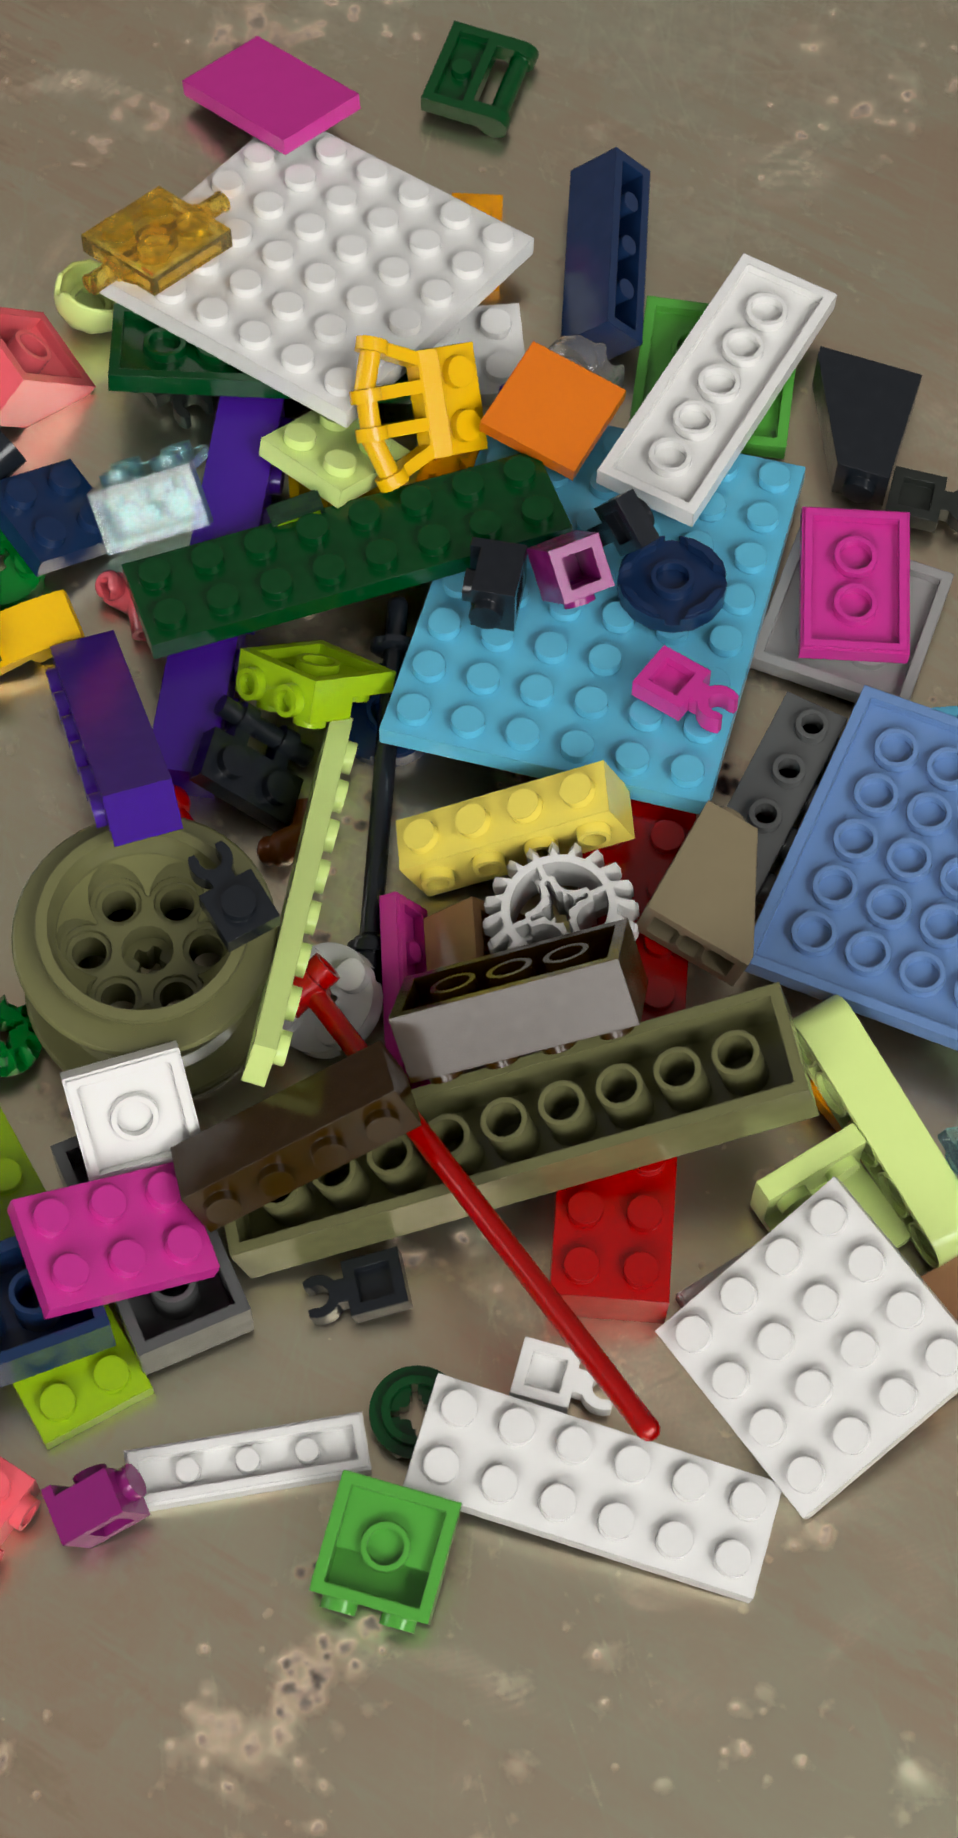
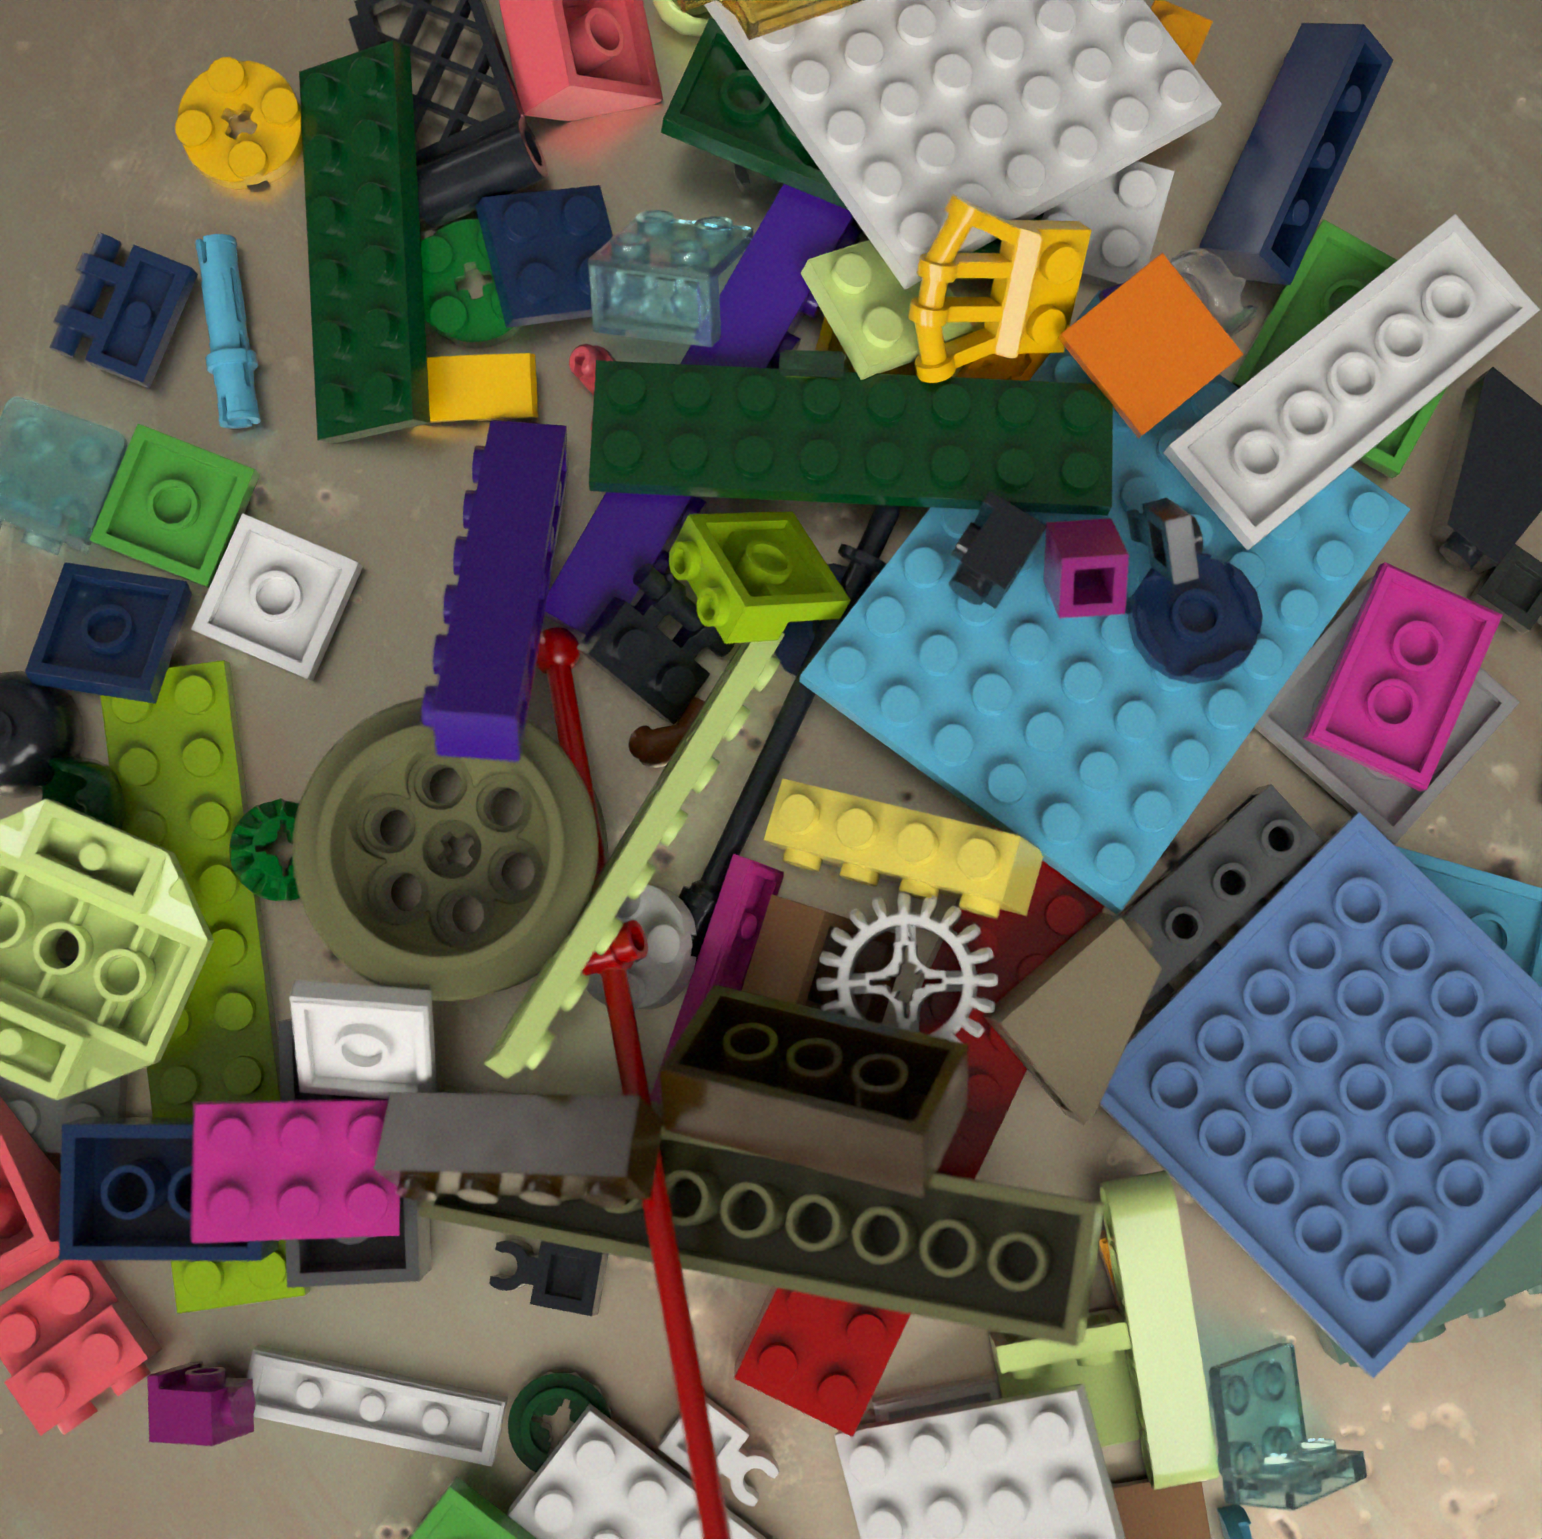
camera: 25 degrees right, 20 degrees up
(234, 904) = (546, 872): black plate -> none
(681, 685) = (1143, 761): dark pink plate -> none

